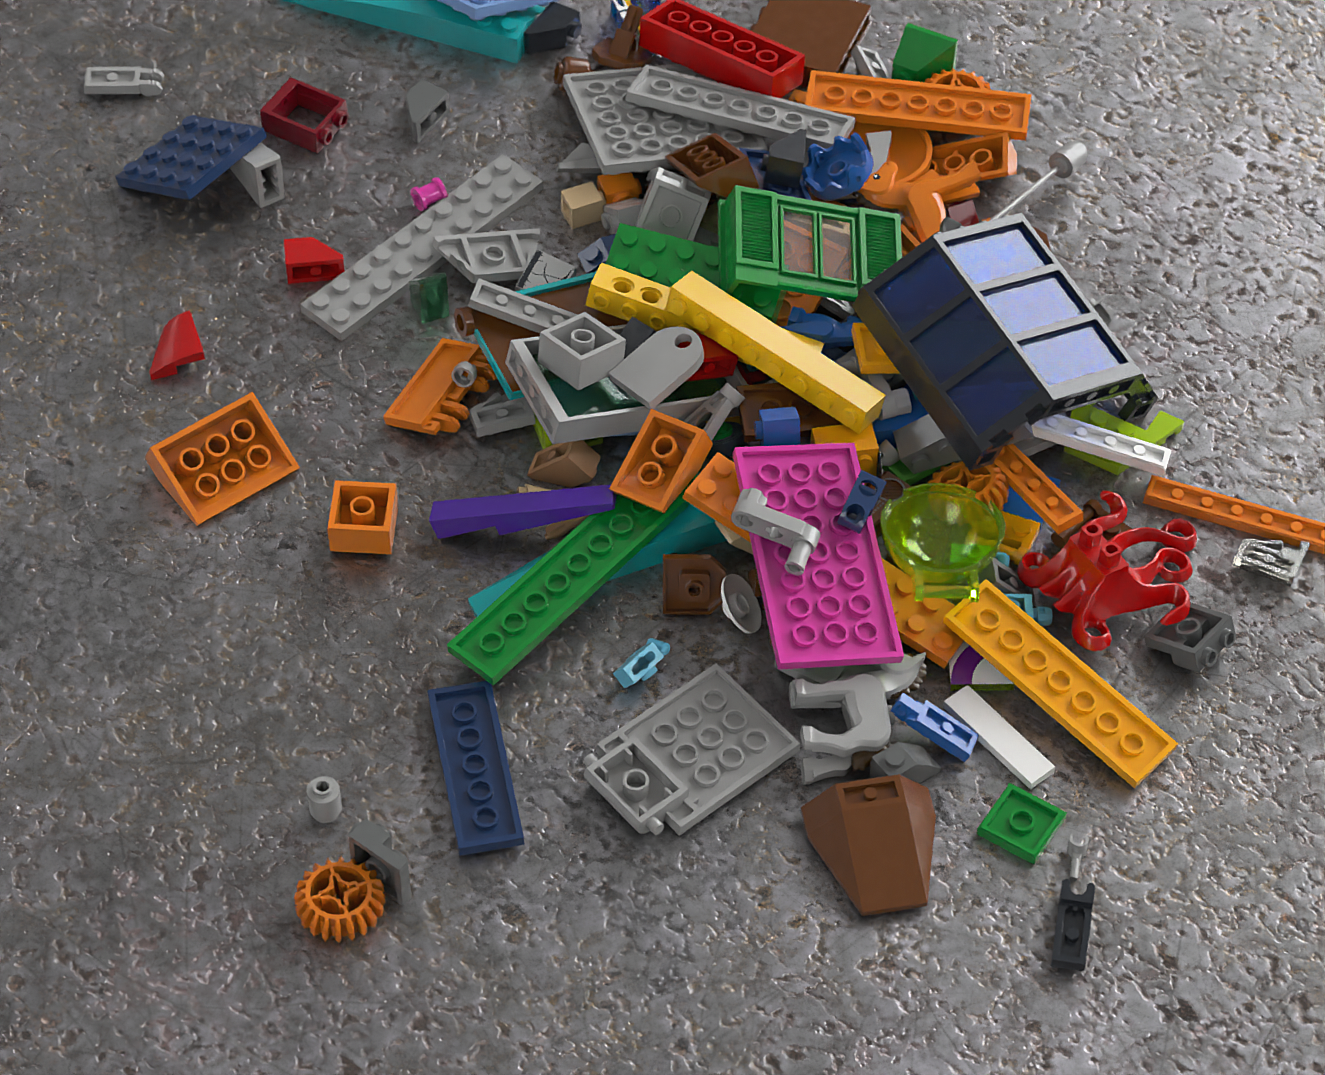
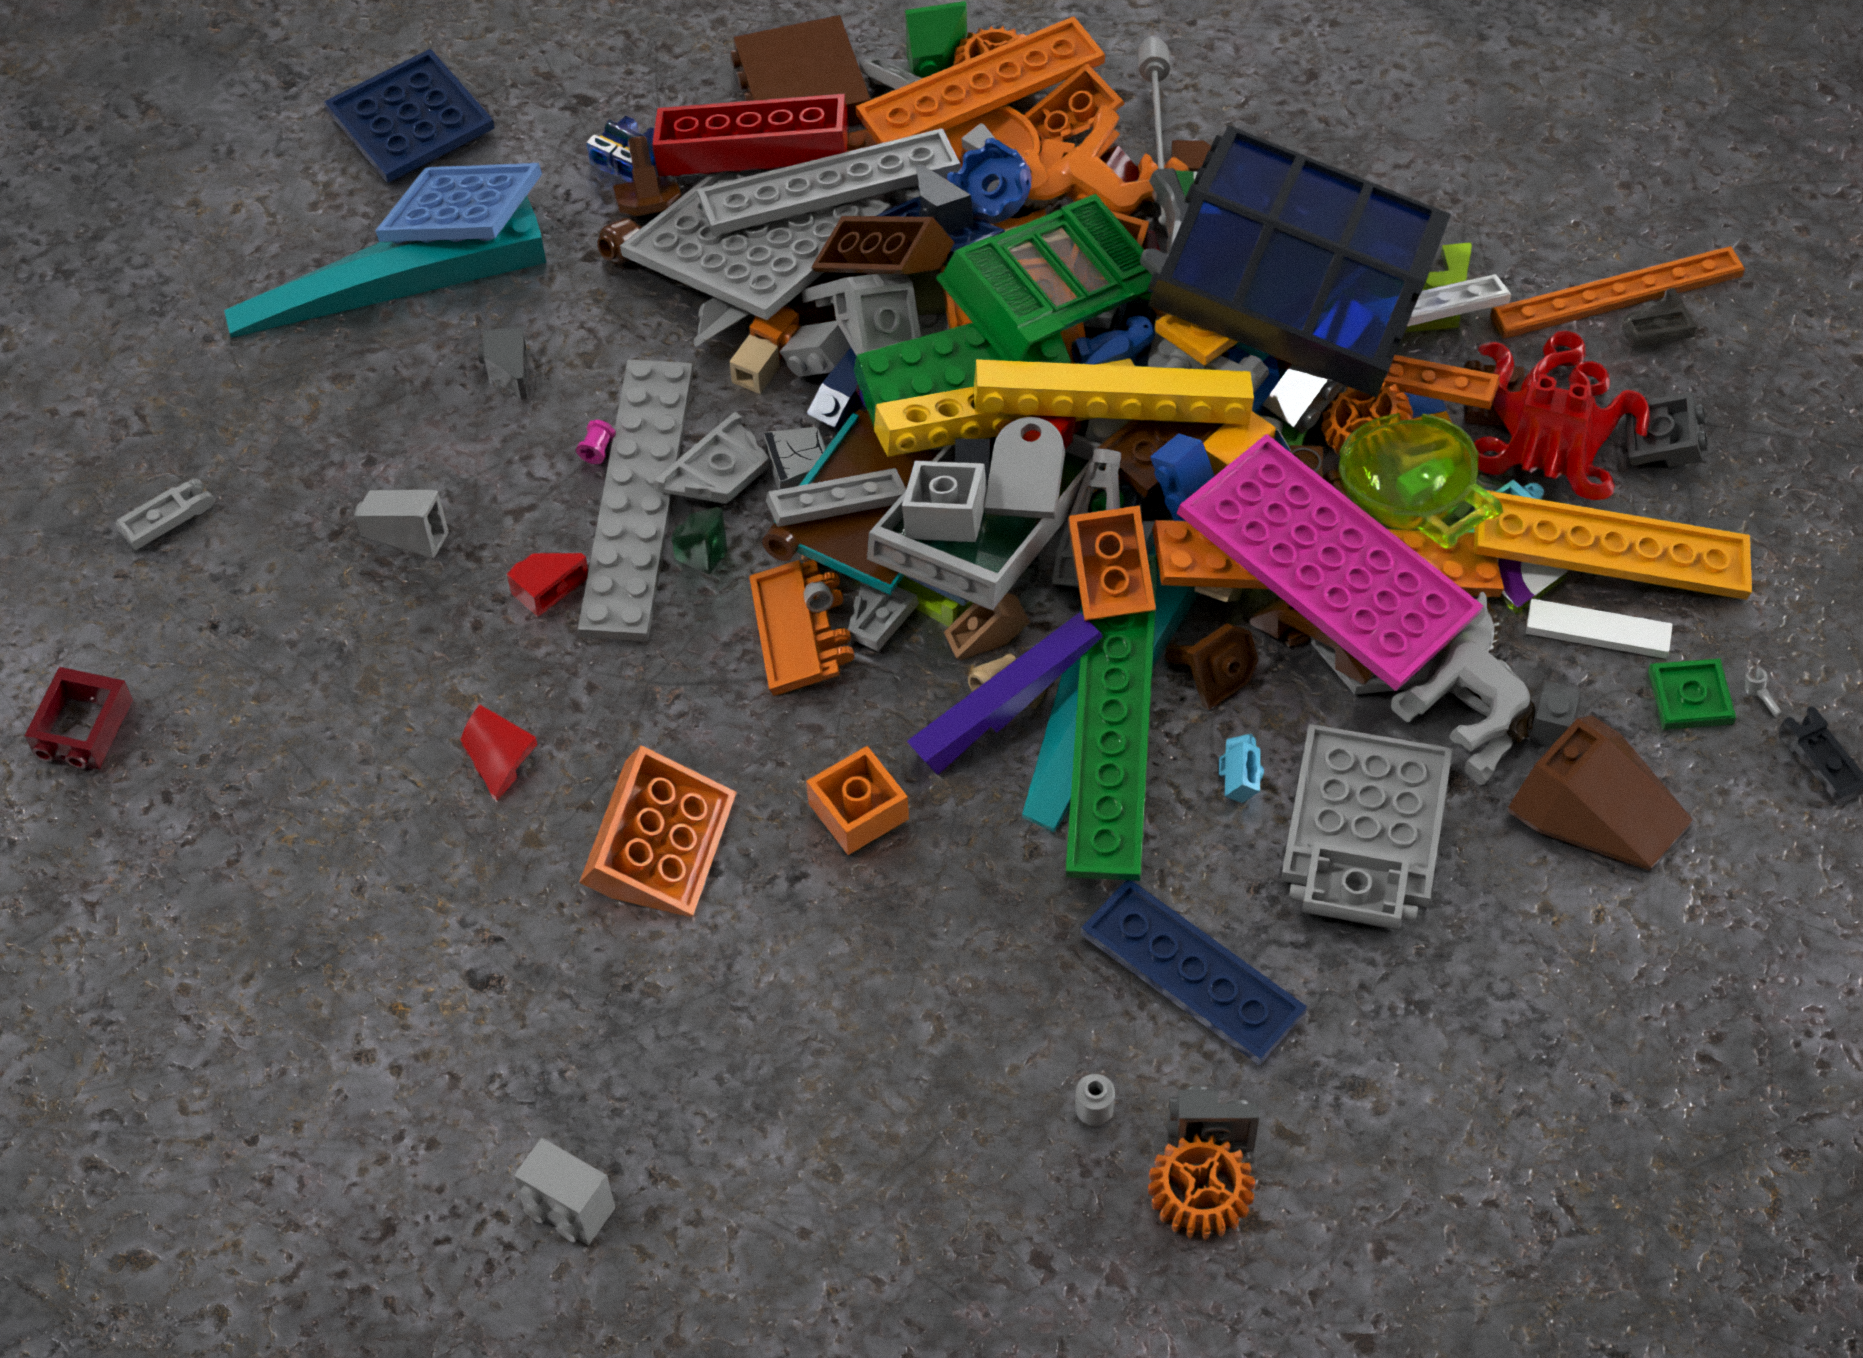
camera: 35 degrees left, 5 degrees up
(190, 157) = (327, 548): dark blue plate -> none
(296, 93) = (394, 415): dark red window -> none
(553, 29) = (557, 206): black slope -> none
(740, 603) = (1277, 655): white dish -> none
(753, 515) = (1290, 555): light grey beam -> none
(861, 502) = (1332, 485): dark blue leg -> none
(936, 726) = (1549, 653): blue hinge -> none

